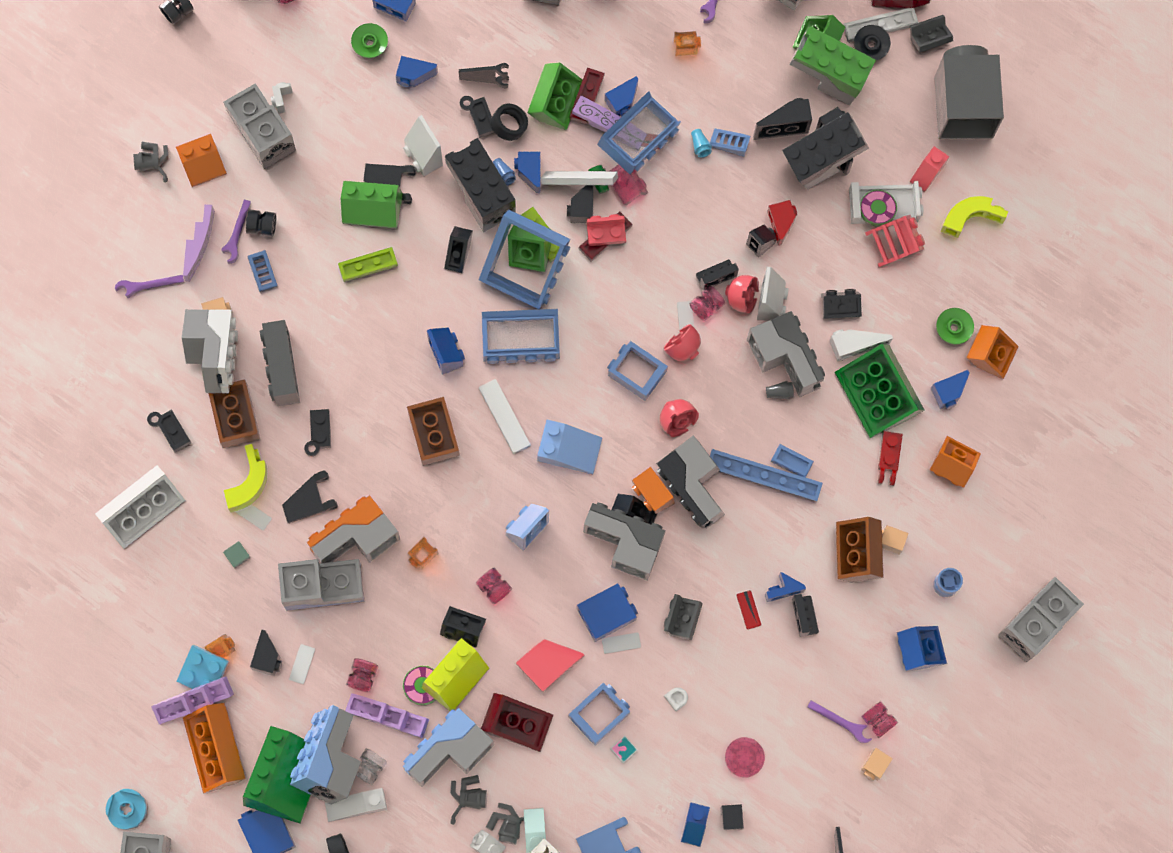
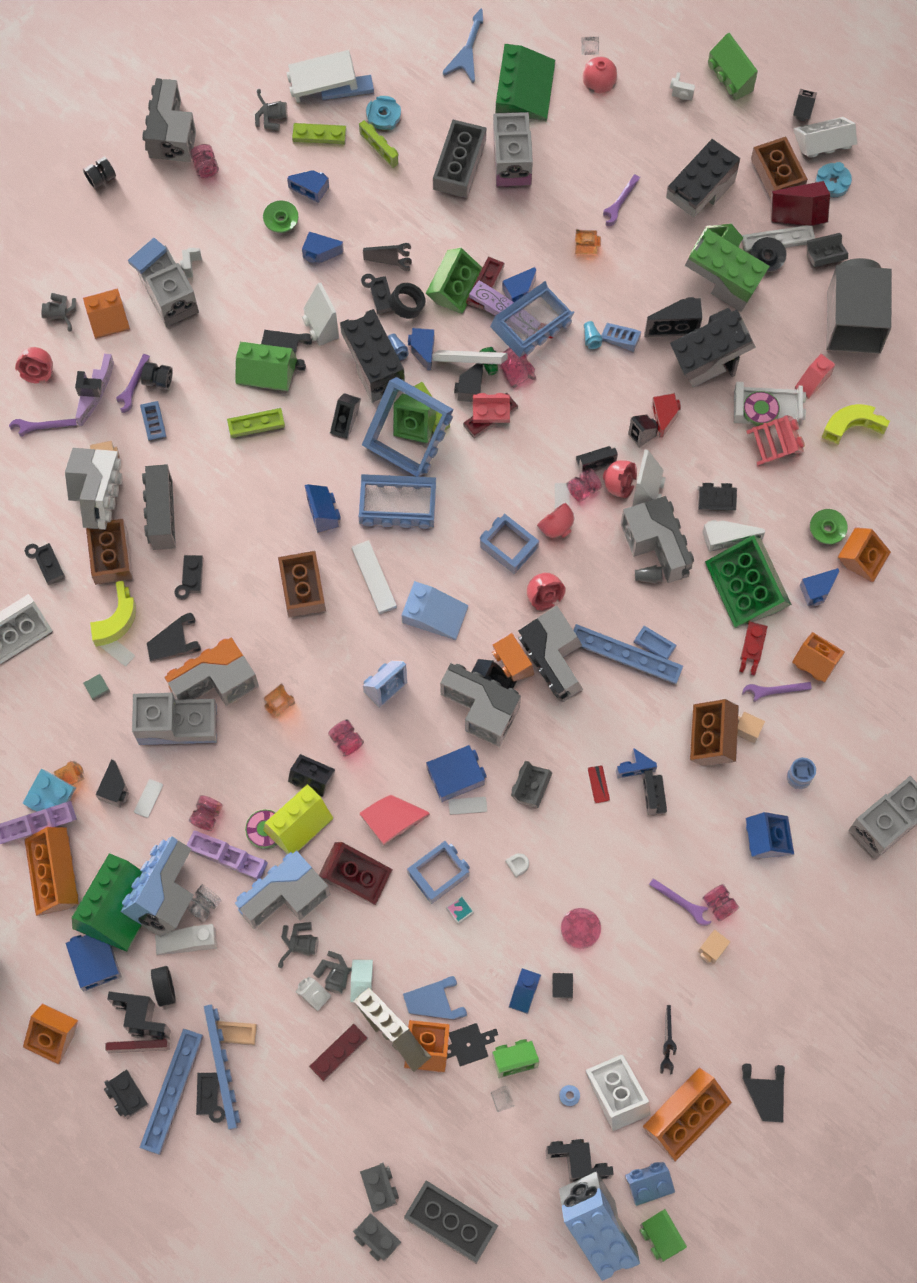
camera: 10 degrees right, 5 degrees down
(134, 221) = (34, 365): none -> coral cylinder
(192, 241) = (87, 386): none -> black panel
(238, 96) = (147, 255): none -> medium blue tile
(900, 502) = (760, 692): none -> medium lavender piece

